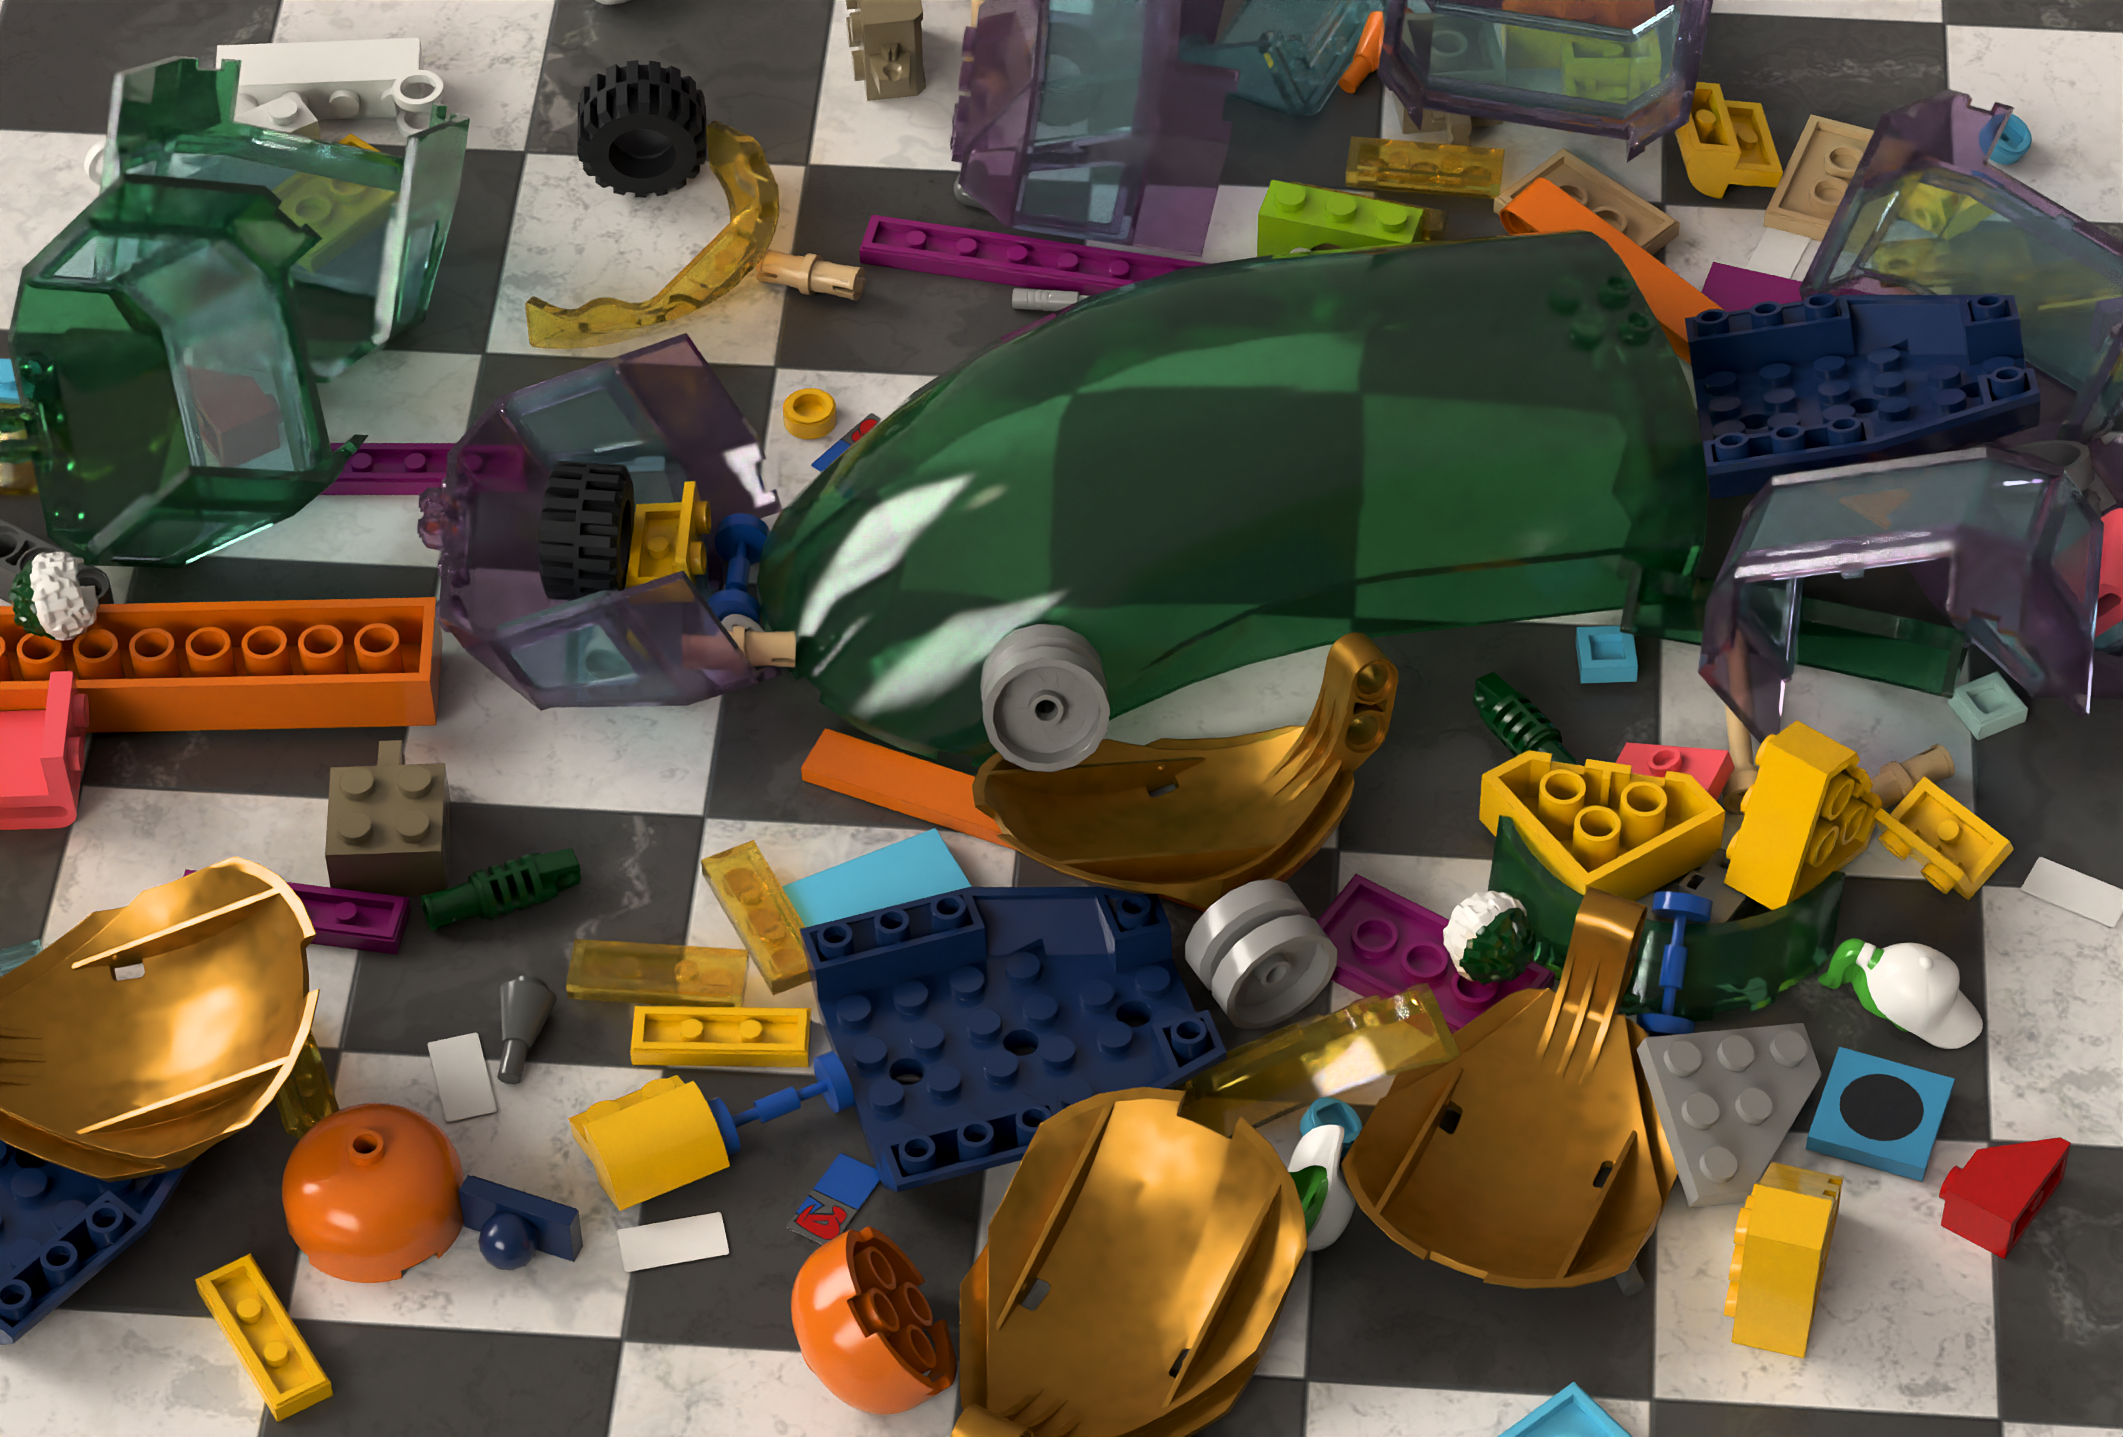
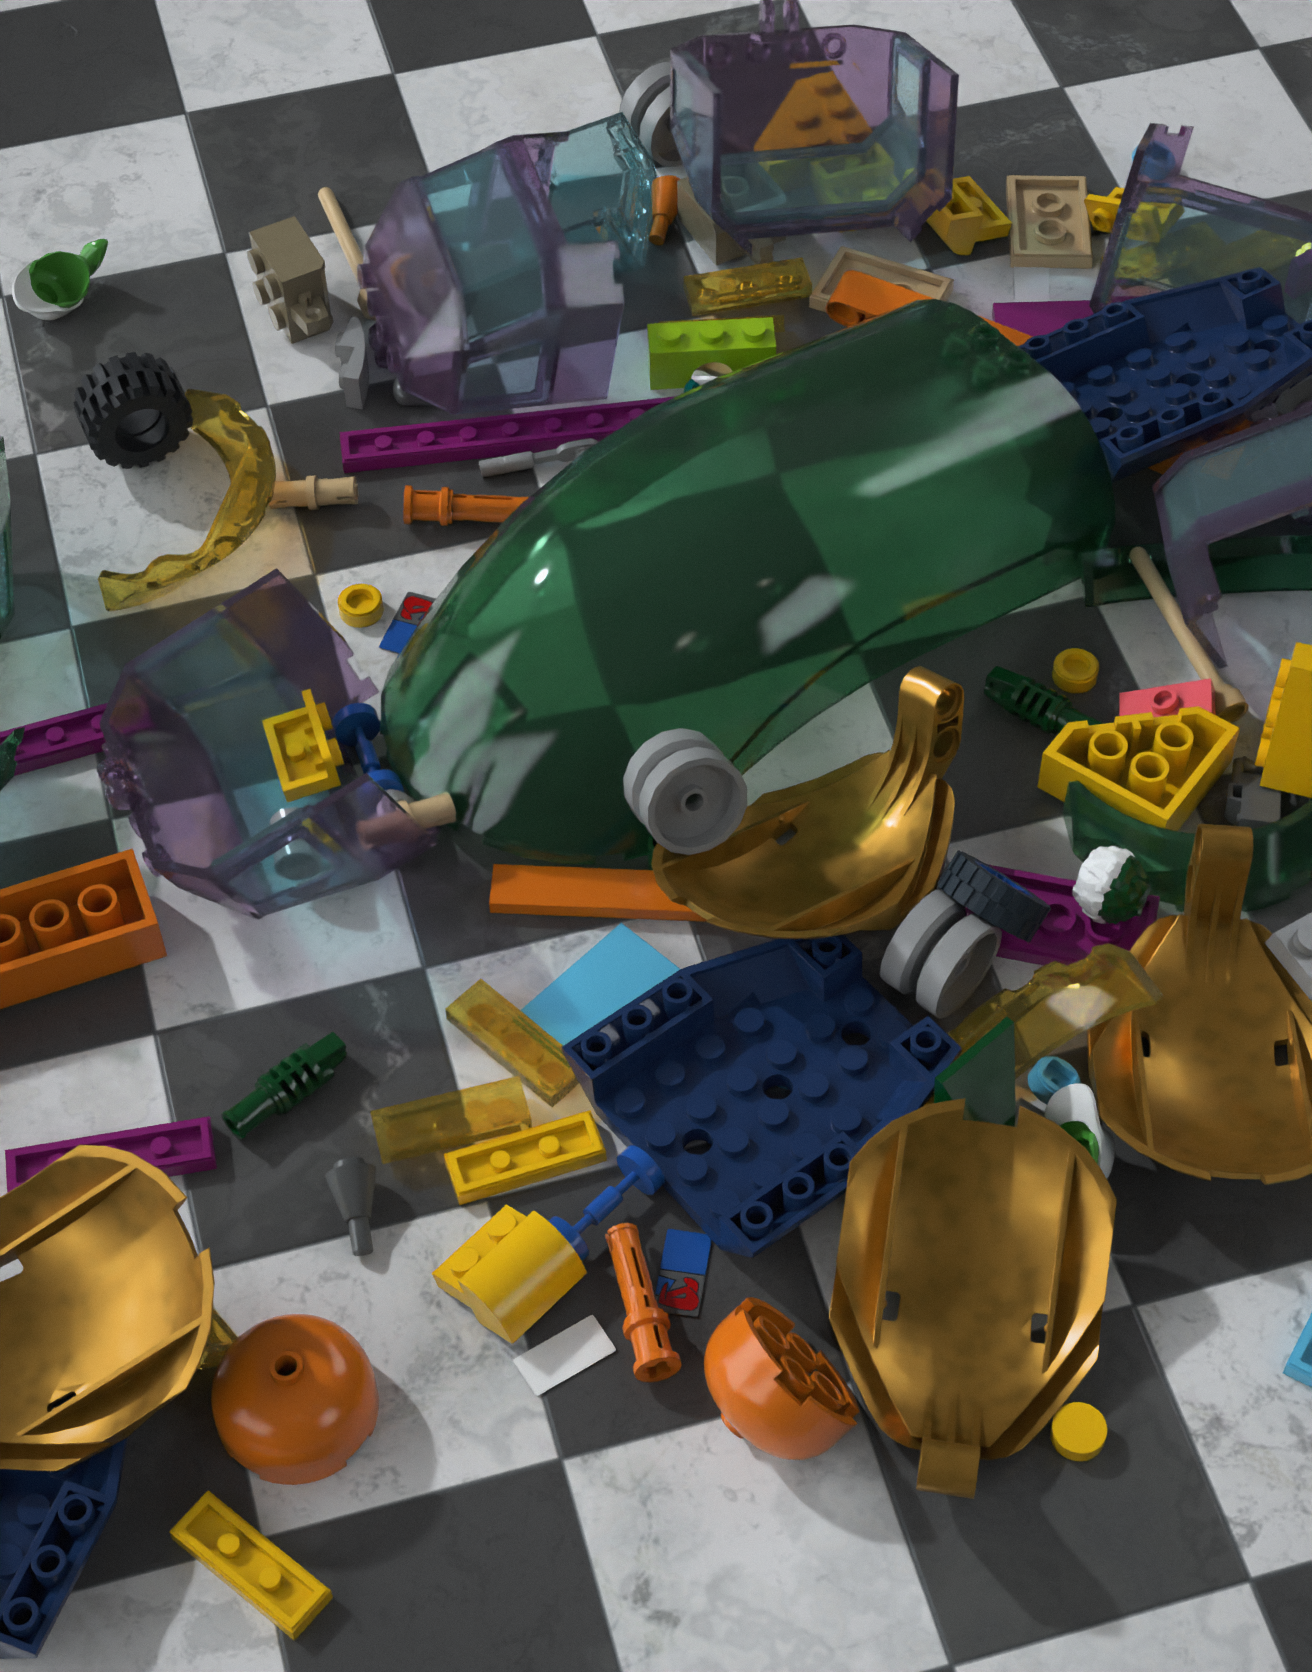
camera: 20 degrees left, 5 degrees up
(389, 826) = (170, 1059): dark tan hinge -> none
(462, 1077) = (320, 1263): white sticker -> none
(518, 1224) = (432, 1386): dark blue tile -> none
(585, 529) = (239, 756): black tyre -> none
(767, 1232) = (645, 1322): none -> orange pin
(921, 151) = (354, 363): none -> light grey slope
(945, 326) = (447, 506): none -> orange pin
(1232, 1082) = (984, 1078): none -> dark green slope
(1343, 907) = (993, 896): none -> black wheel
(1591, 705) = (1075, 670): none -> yellow tile
(1605, 655) = (1069, 626): medium azure plate -> none
(1681, 908) = (1260, 866): blue wheel -> none

